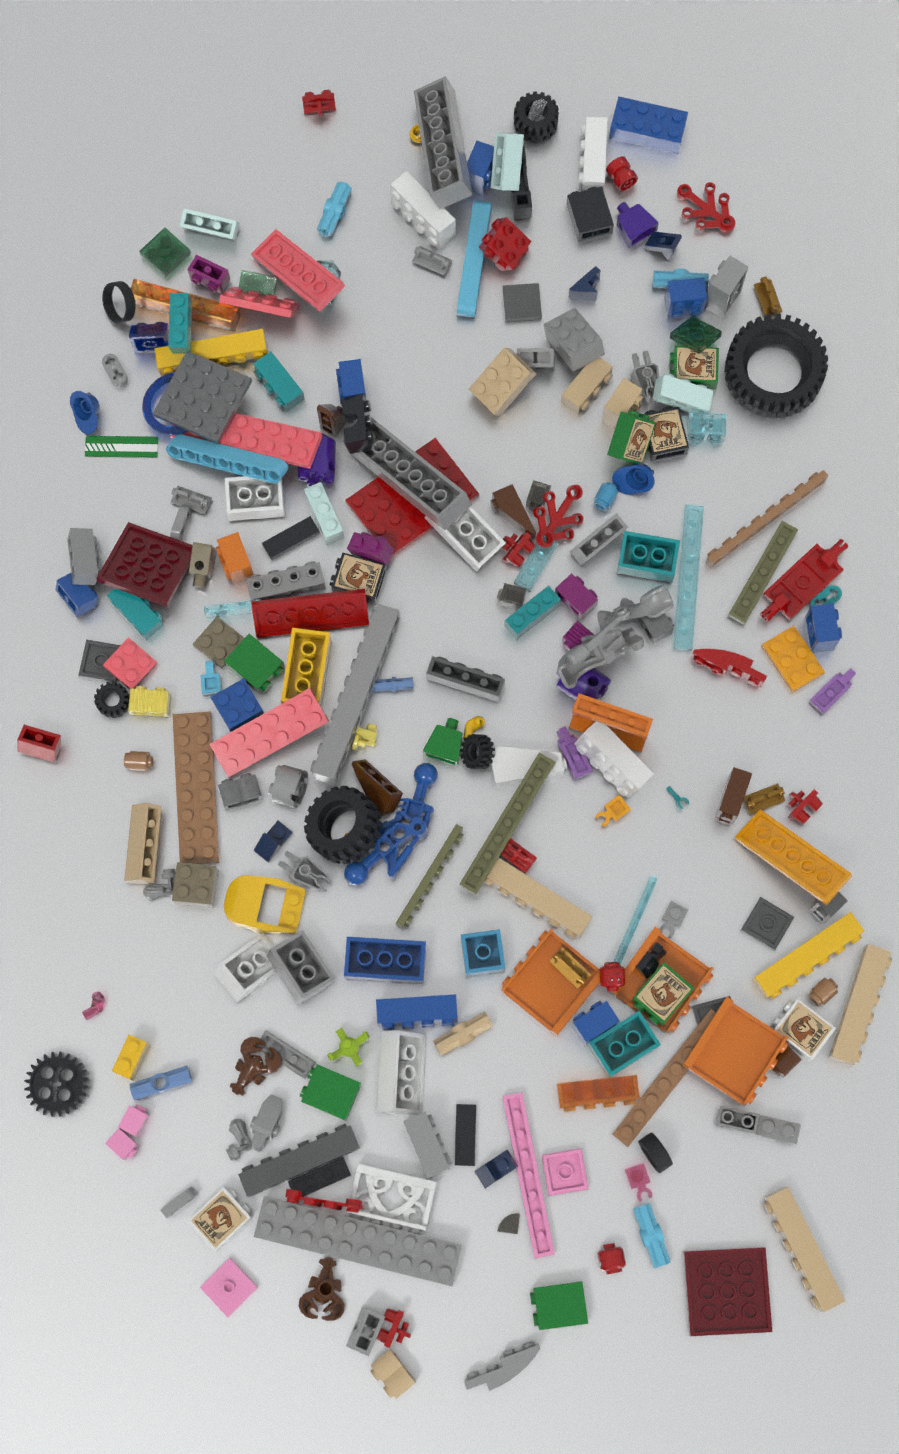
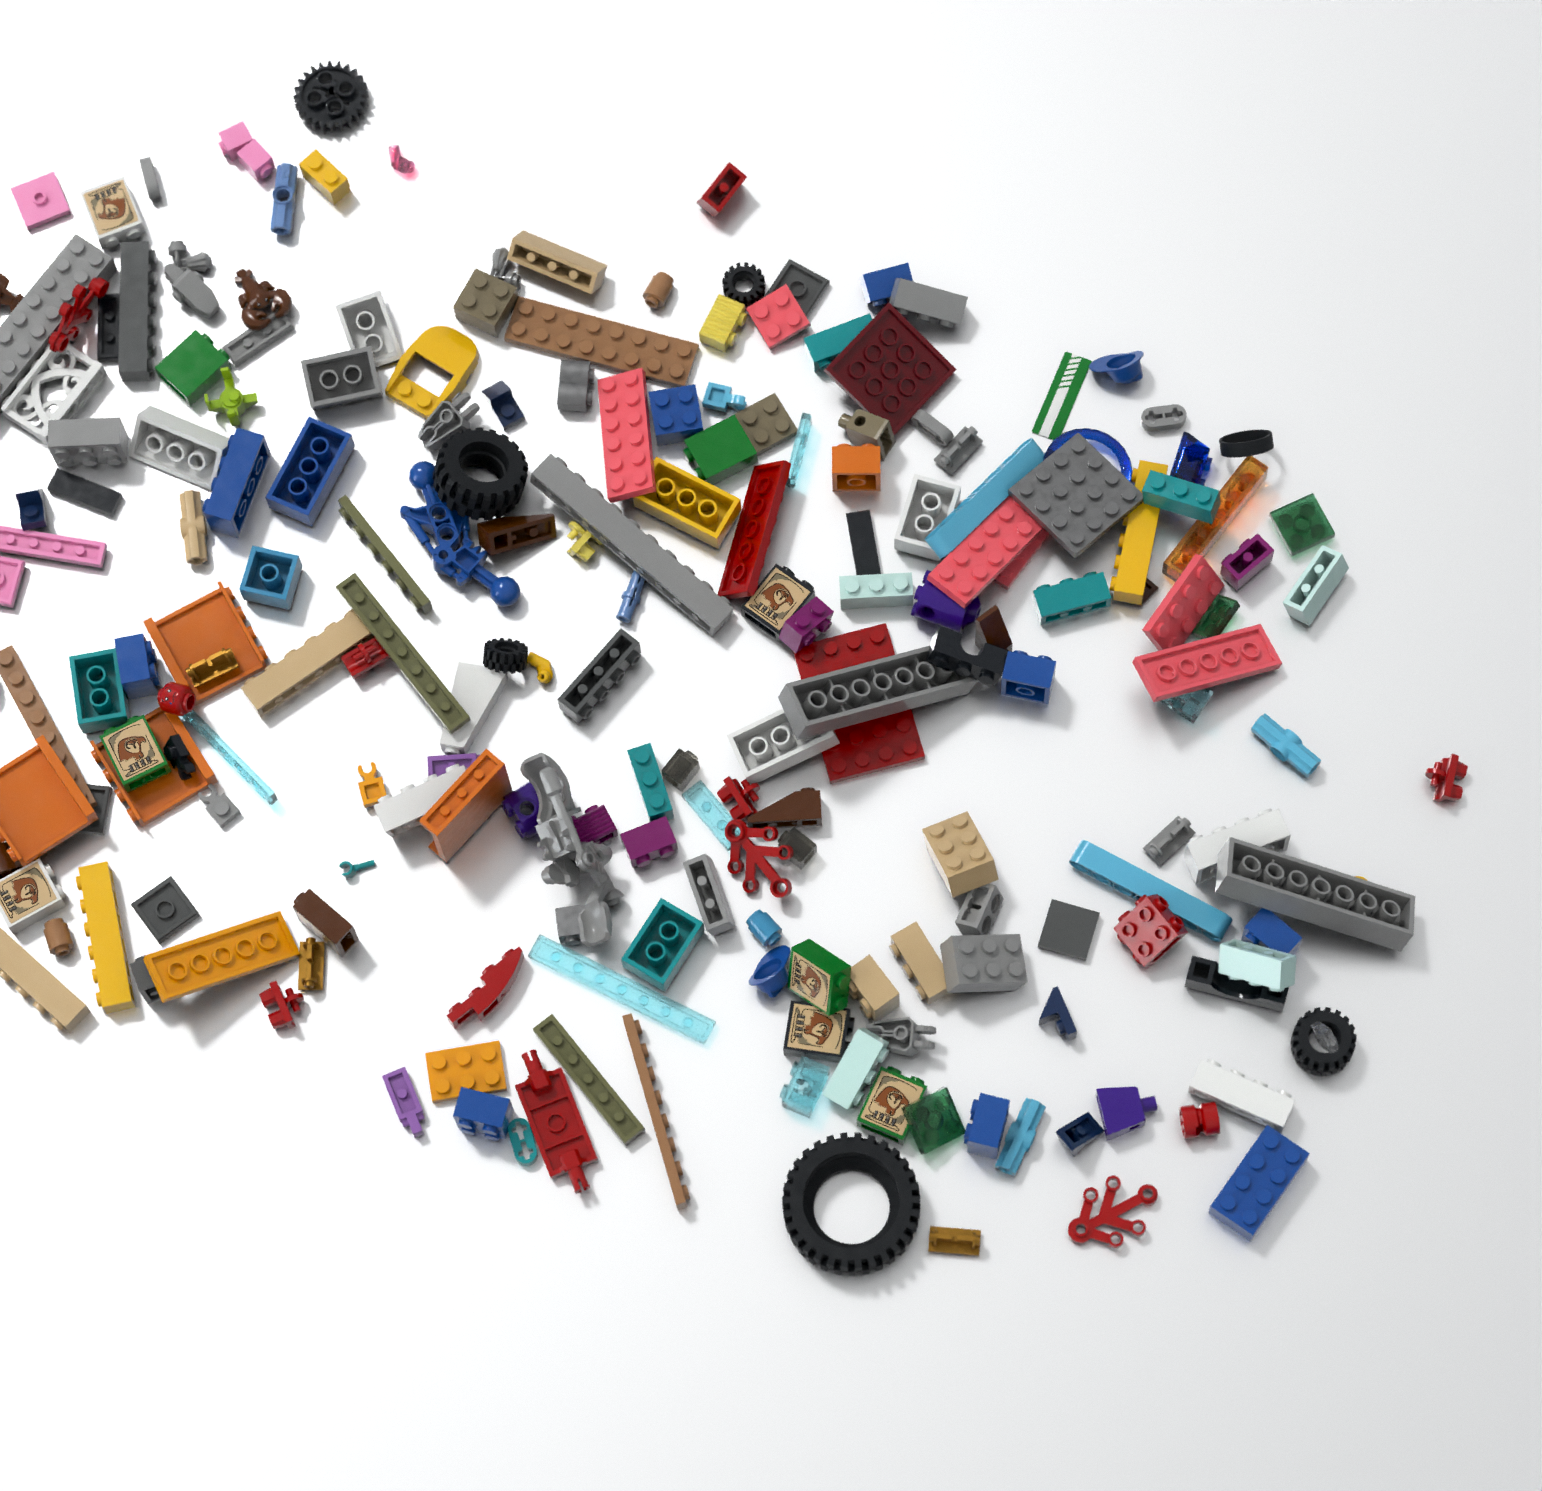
camera: 115 degrees right, 5 degrees down
(286, 582) = (805, 519): light grey brick -> none
(288, 786) = (555, 434): light grey brick -> none
(445, 743) = (533, 627): green torso -> none
(589, 213) = (1159, 1058): black brick -> none
(597, 1092) = (64, 640): clear orange brick -> none
(725, 286) = (978, 1175): light grey brick -> none

